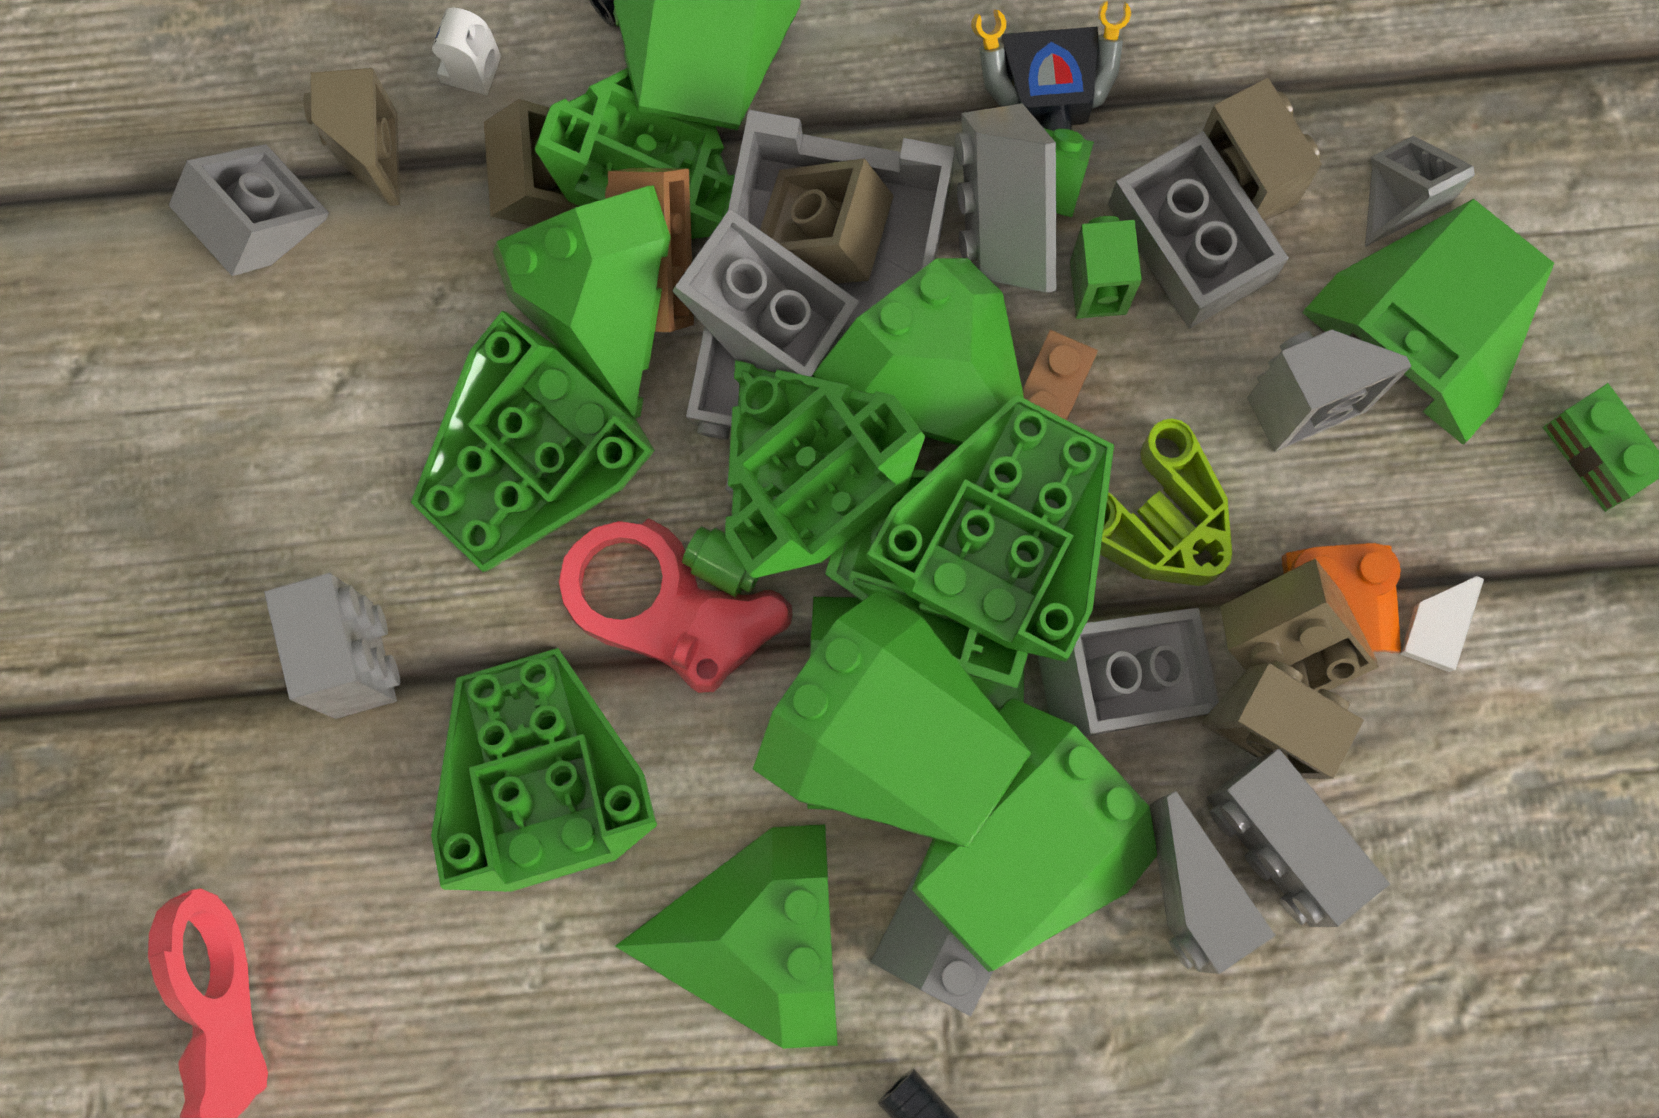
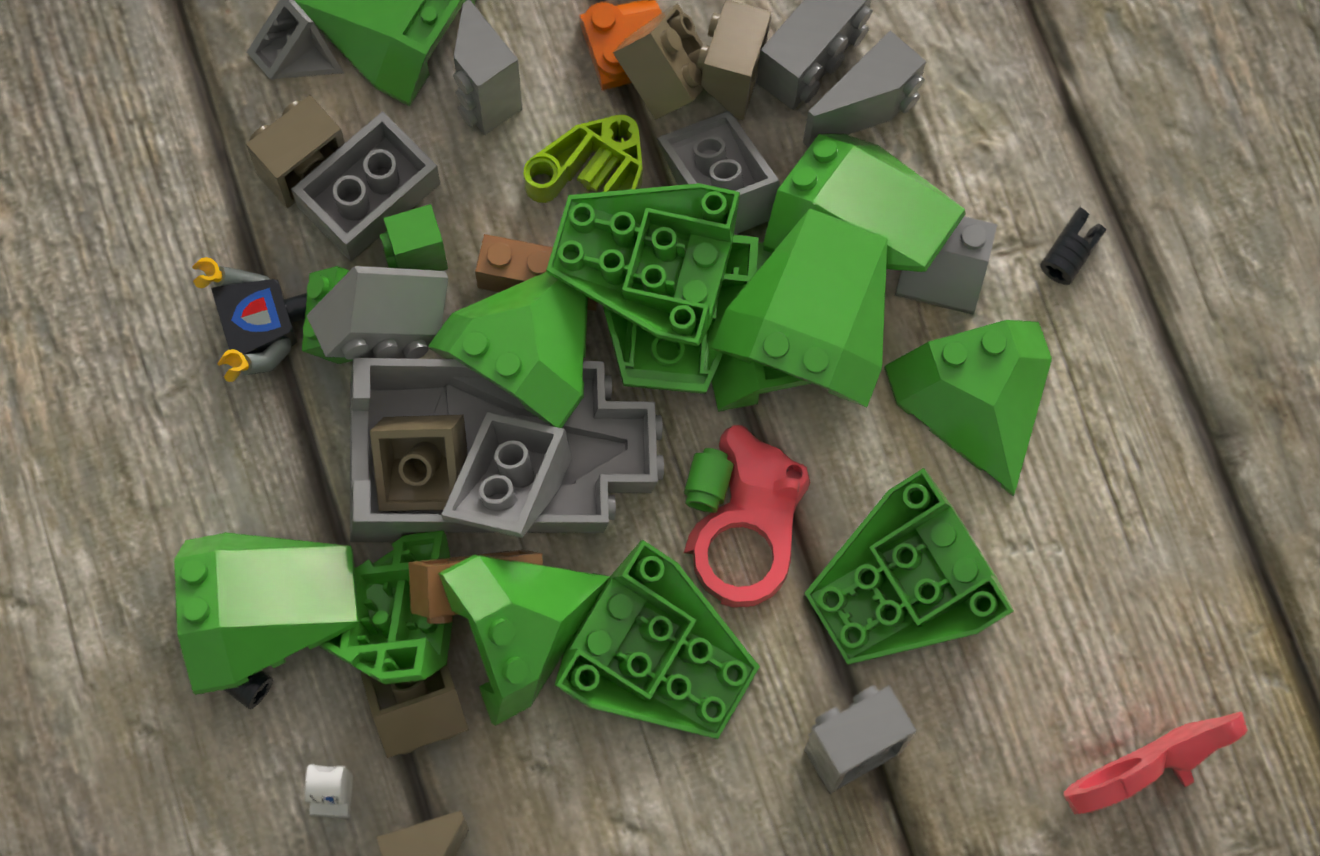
camera: 110 degrees left, 5 degrees down
(811, 466) = (630, 411): bright green wedge -> none

